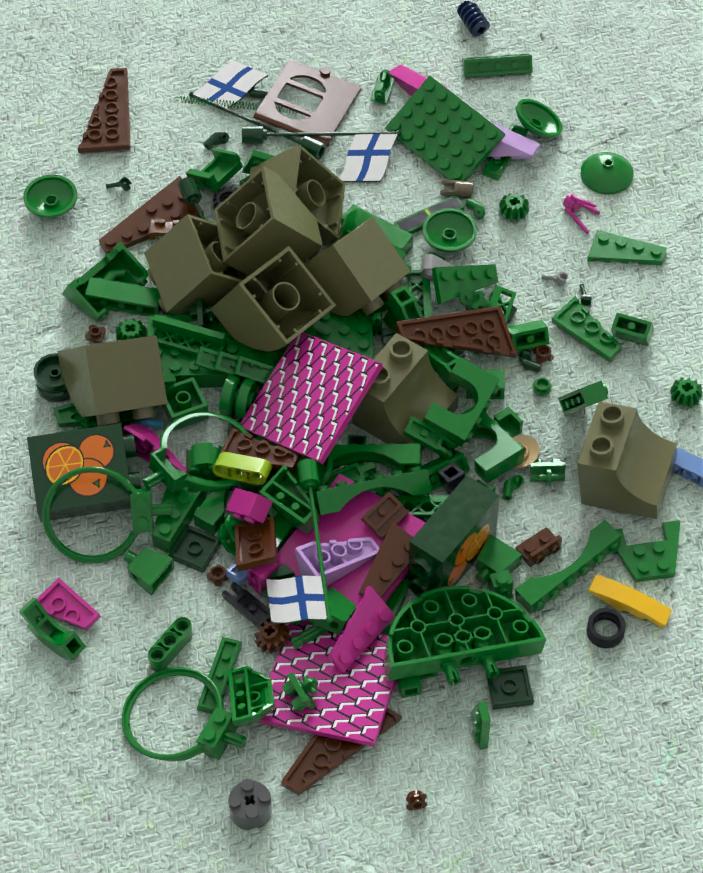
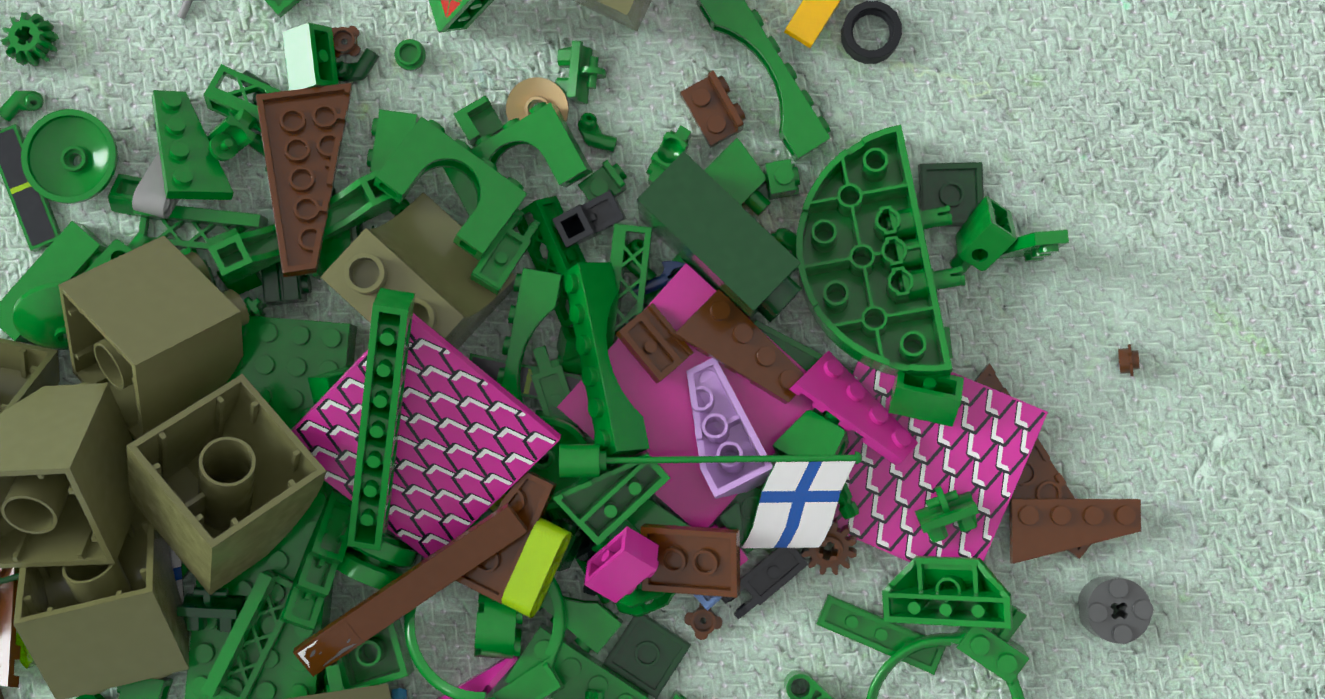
camera: 80 degrees left, 30 degrees up
(223, 408) = (410, 589): none -> reddish brown tile
(302, 767) = (1059, 525): none -> reddish brown wing
(318, 364) = (380, 417): none -> green brick
(373, 666) = (927, 397): none -> green brick
(477, 692) = (984, 236): none -> green torso
(508, 524) = (671, 147): none -> green plate

